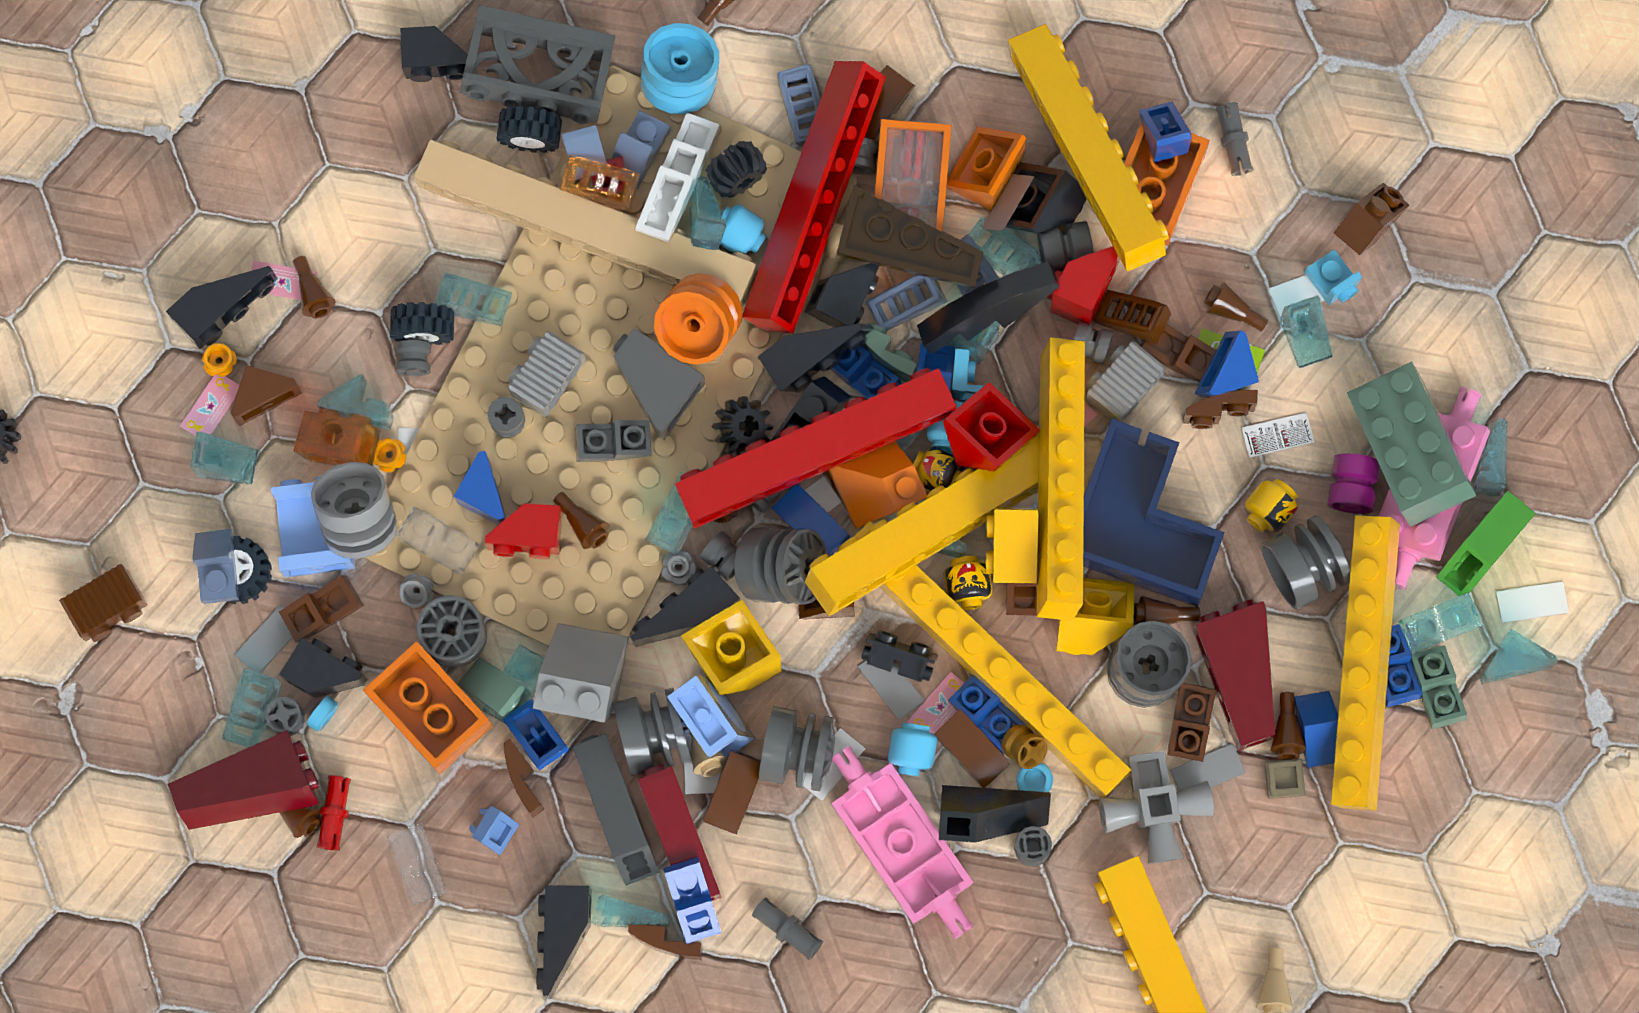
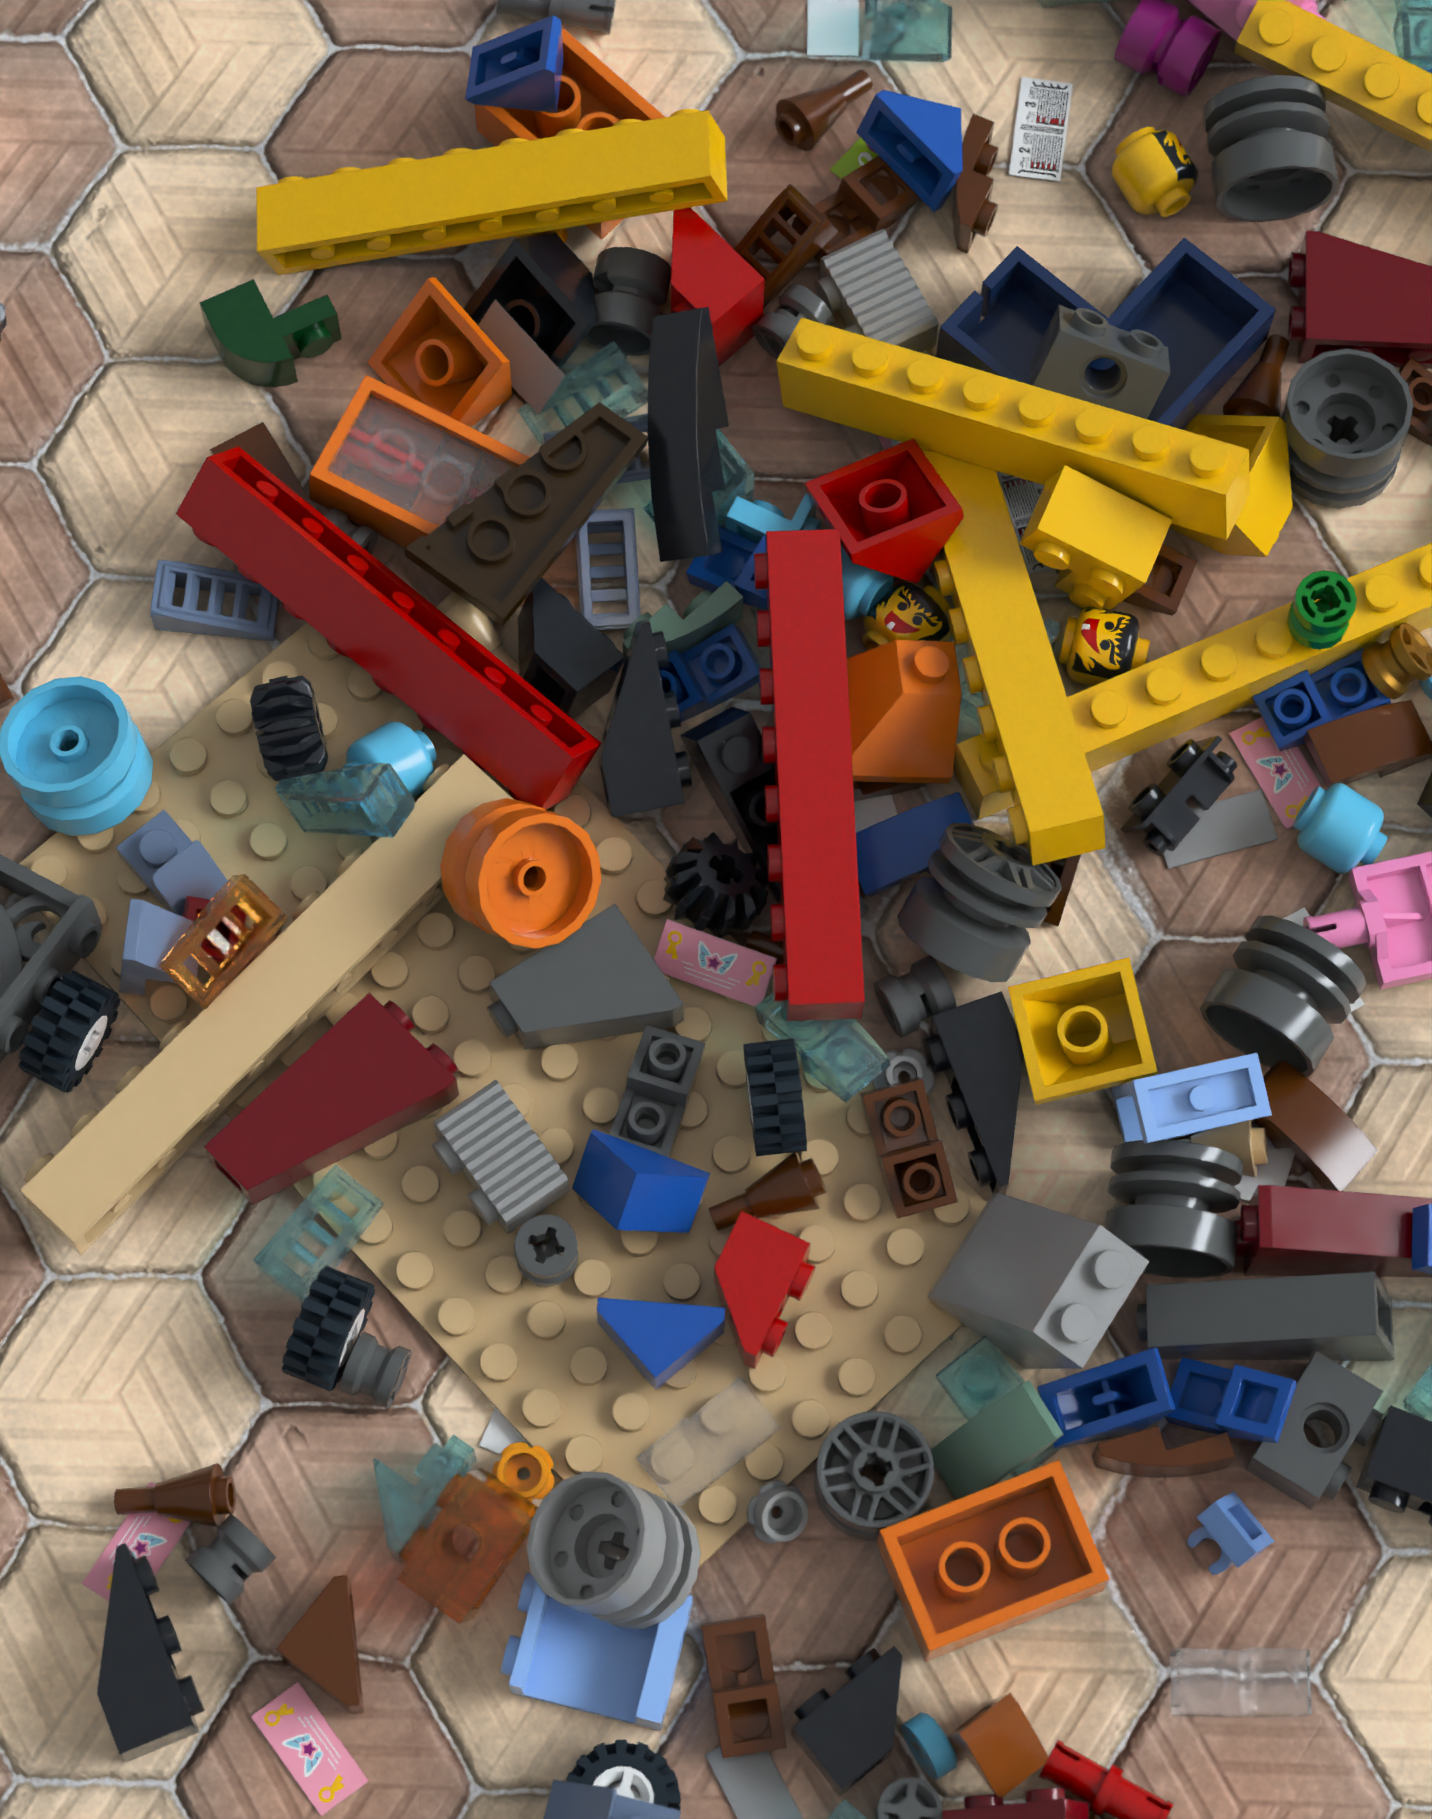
camera: 75 degrees left, 5 degrees down
(217, 351) = (232, 1685): light orange plate -> none
(223, 459) = (420, 1754): clear light blue slope -> none
(288, 326) = (230, 1559): none -> dark grey wheel
(330, 745) = (1000, 1745): none -> dark orange slope
(545, 277) = (334, 1100): none -> dark red slope
(548, 840) = (1324, 1394): none -> dark grey brick
(557, 450) = (638, 1186): none -> blue slope
(561, 800) = (1230, 1401): none -> blue slope
(630, 499) = (775, 1097): none -> black wheel
(637, 582) = (908, 1147): none -> reddish brown slope
(677, 177) = (262, 824): white slope -> none
(698, 439) = (714, 963): none -> bright pink sticker
(960, 64) = (262, 346): none -> dark green brick
(1020, 692) = (1316, 622): none -> green wheel
(1122, 514) = (1083, 336): none -> dark grey brick

